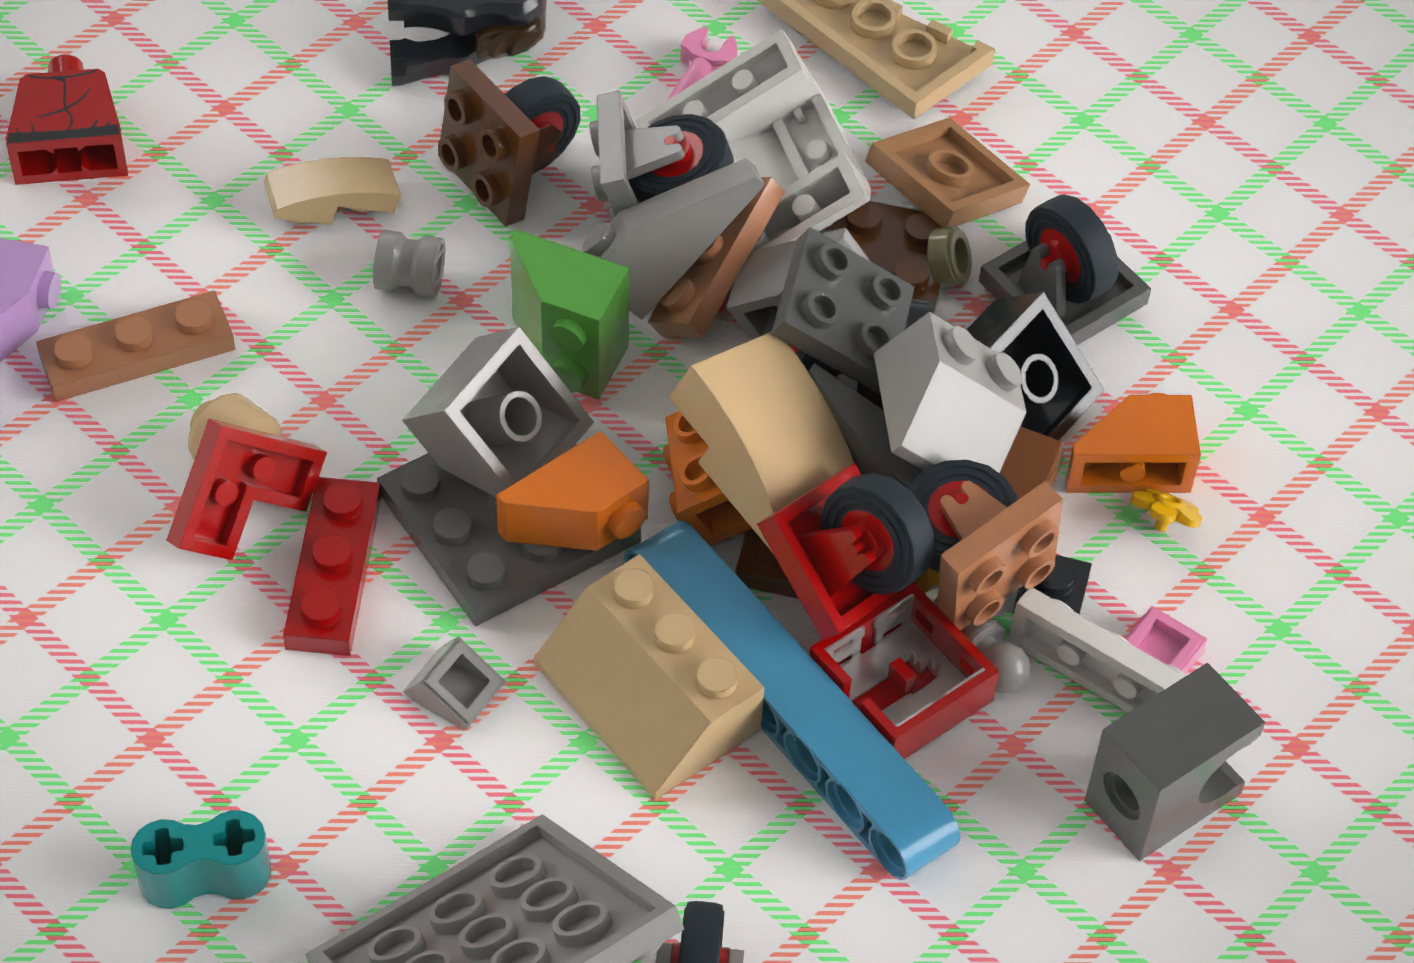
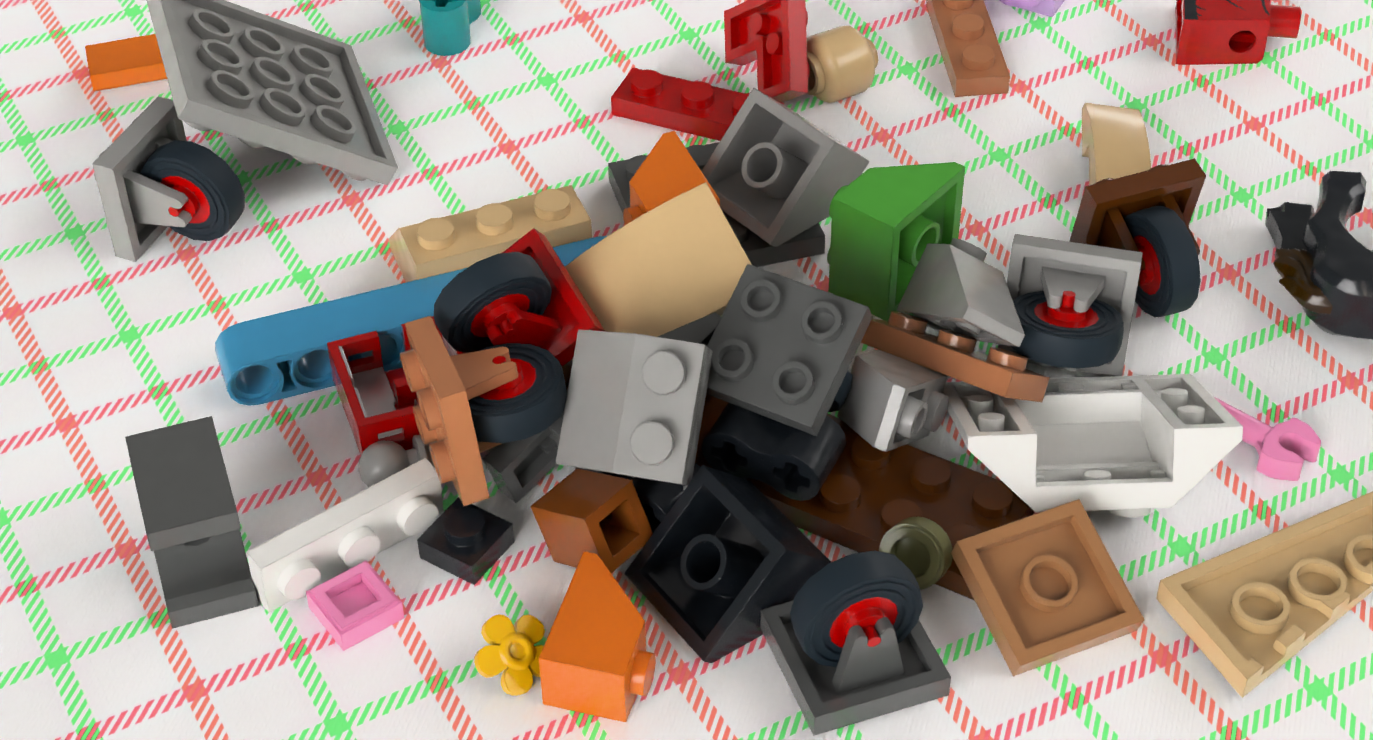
camera: 110 degrees right, 10 degrees down
(409, 263) = (1009, 179): light grey wheel -> none
(455, 684) = (550, 152): light grey slope -> none

